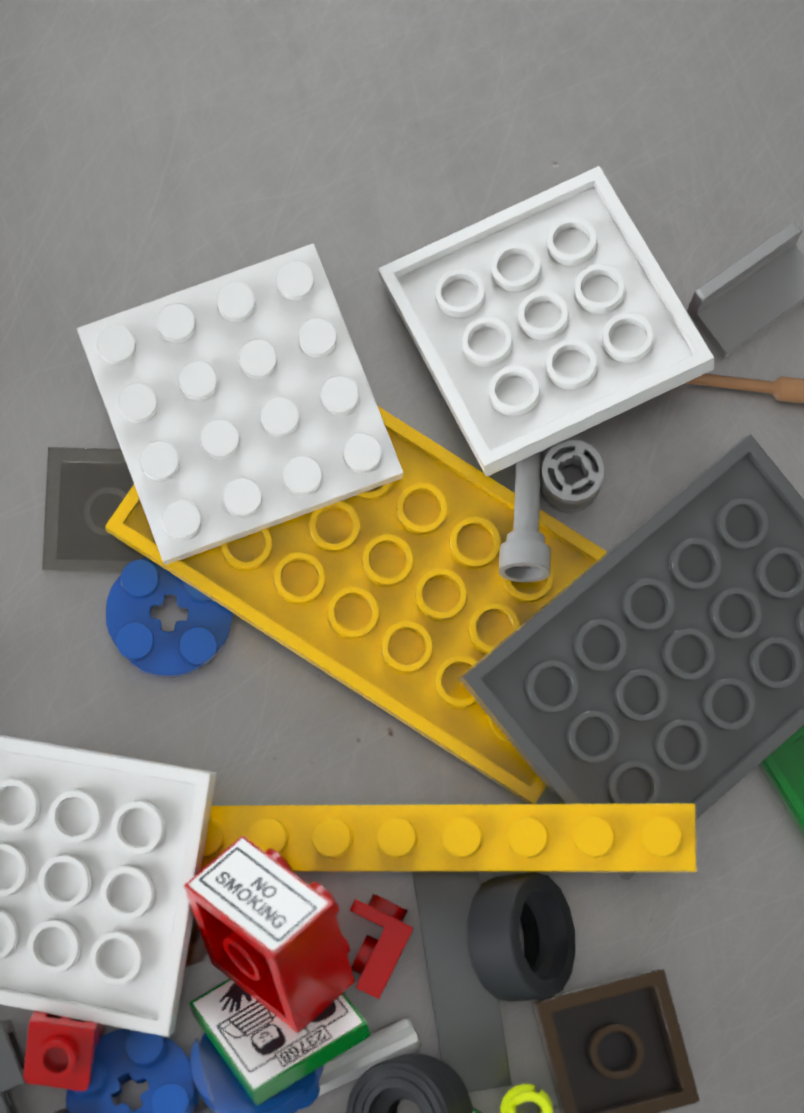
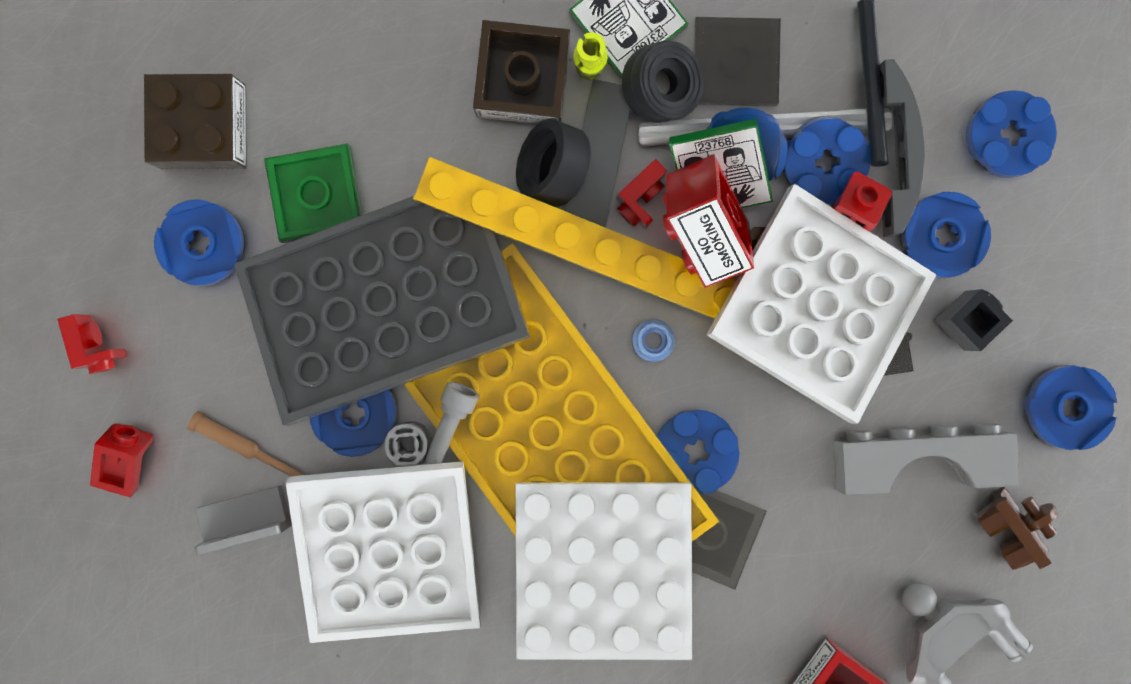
camera: 160 degrees left, 10 degrees up
(274, 729) = (665, 347): none -> light blue plate
(638, 459) = (357, 439): none -> blue plate

